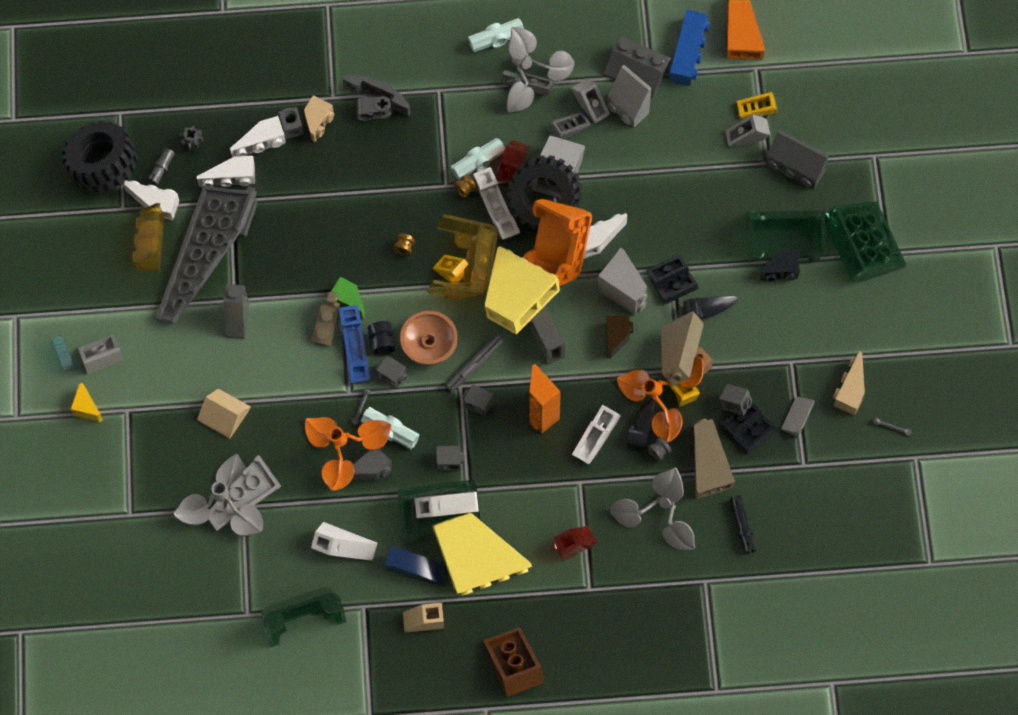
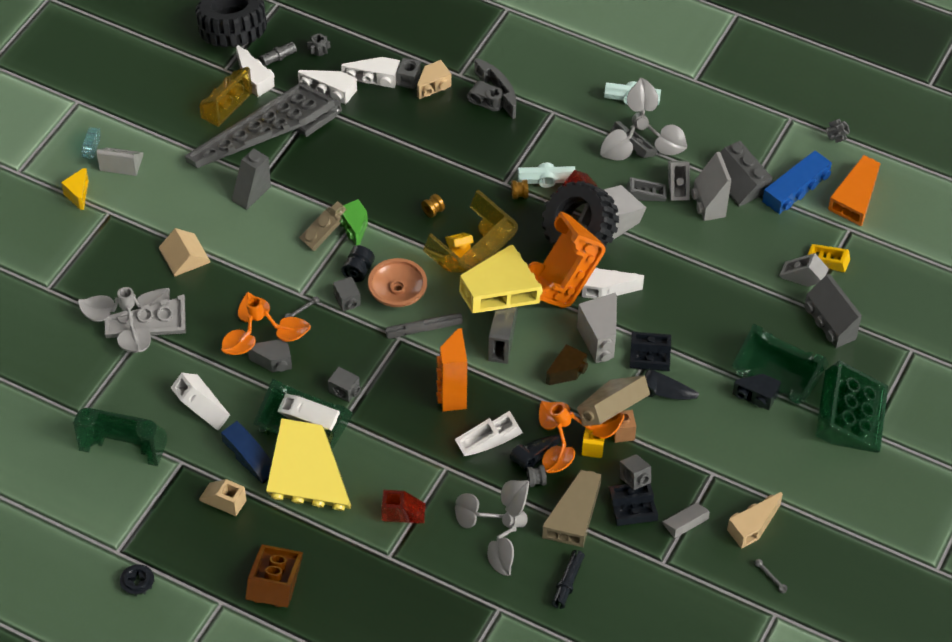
camera: 30 degrees right, 15 degrees down
(354, 344) = (333, 256): blue slope -> none
(398, 432) = (314, 338): light aqua piece -> none
(478, 400) = (404, 354): dark grey brick -> none
(495, 203) = (533, 228): white slope -> none

